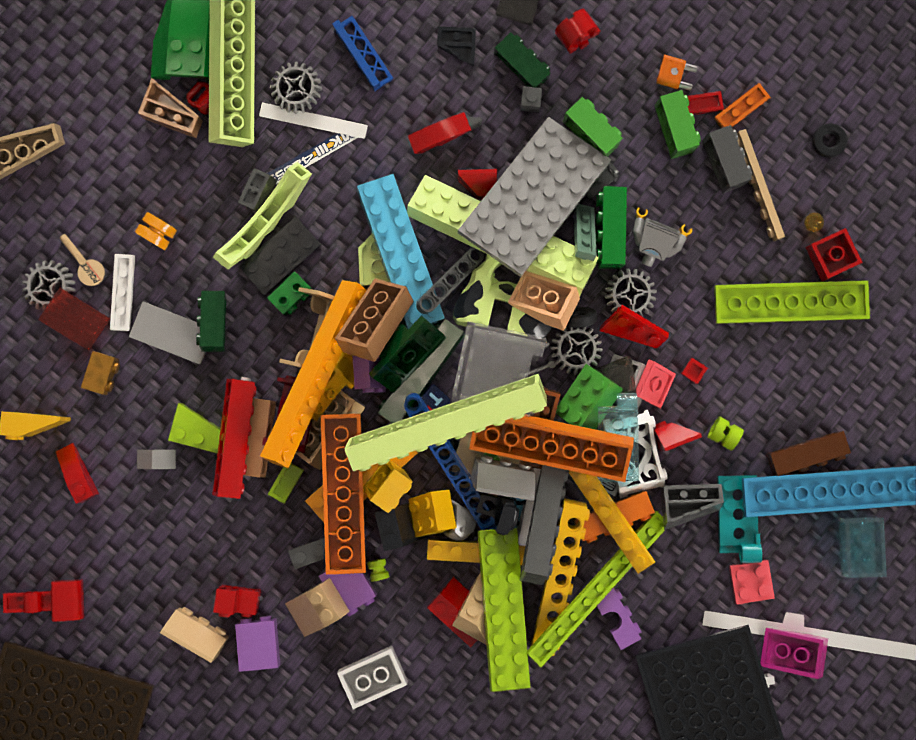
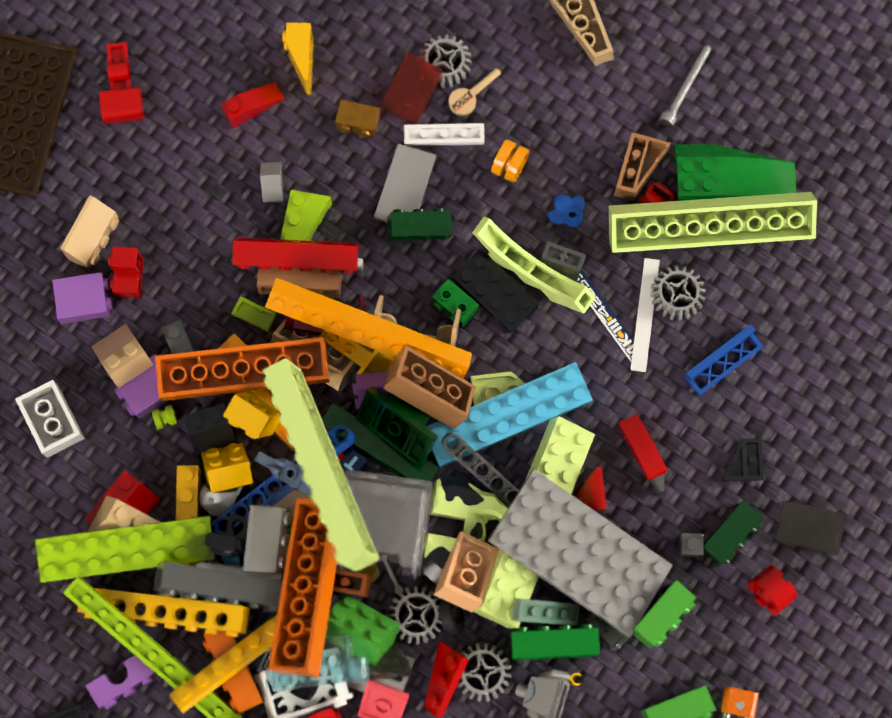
camera: 90 degrees right, 10 degrees down
(123, 79) = (668, 117): none -> light grey piece
(205, 185) = (565, 208): none -> blue plate
(439, 462) = (280, 469): none -> sand blue piece

